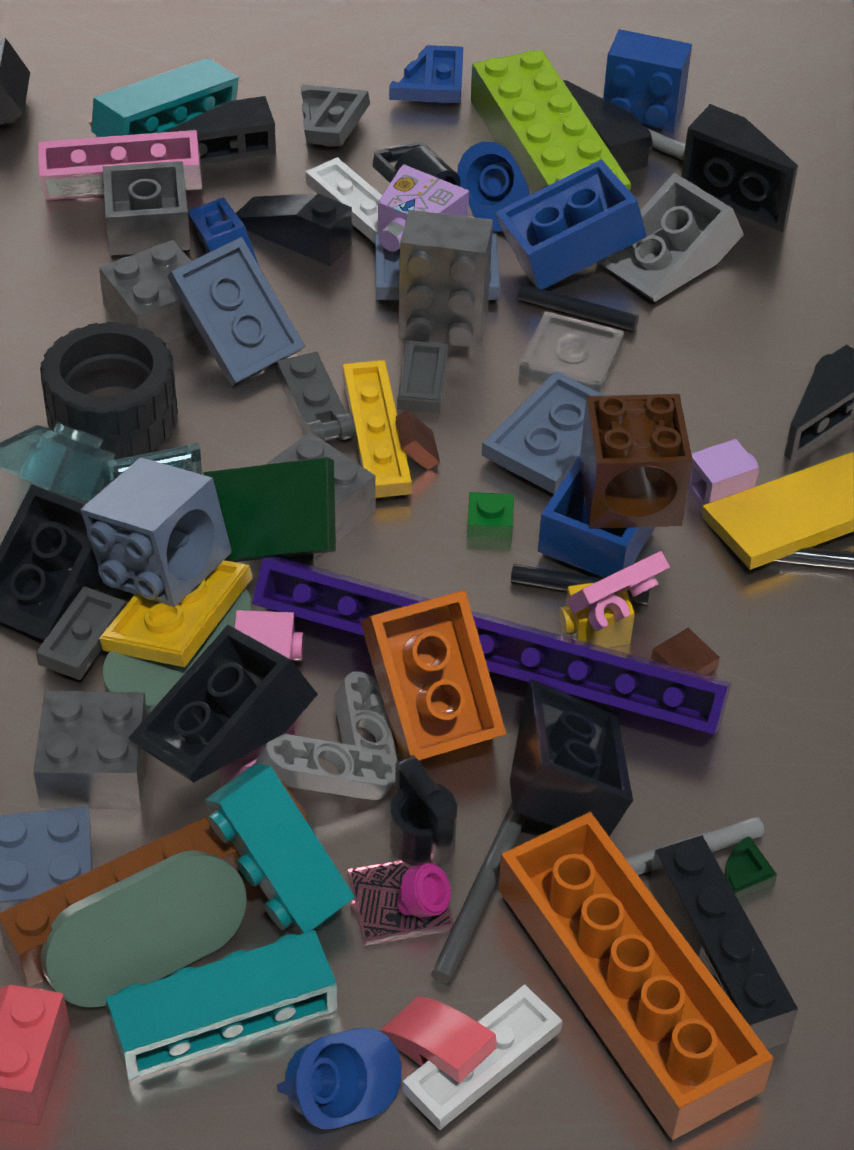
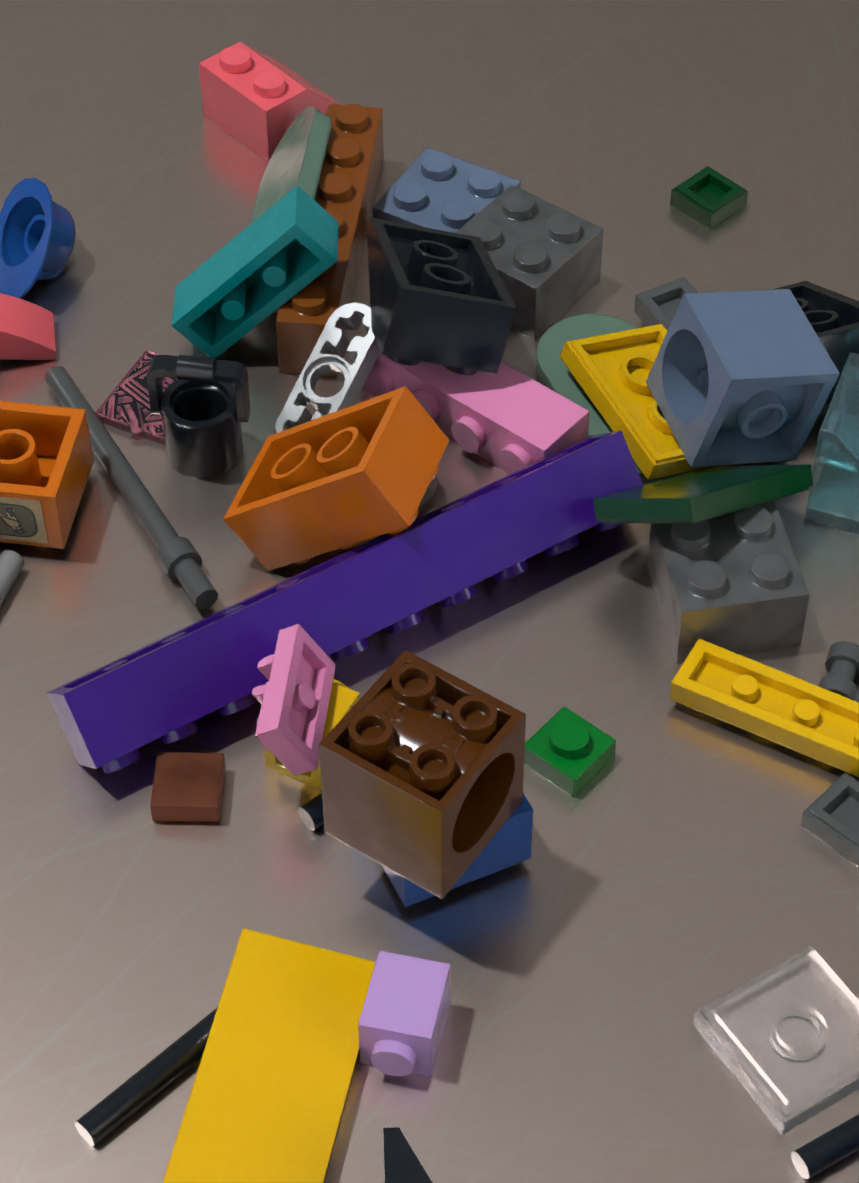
camera: 130 degrees right, 0 degrees up
(221, 1003) = (175, 223): teal brick -> none
(417, 439) = (744, 737): copper tile -> none
(424, 891) = (127, 386): dark pink tile -> none
(542, 433) = (648, 898): sand blue plate -> none
(568, 760) = (145, 550): black slope -> none

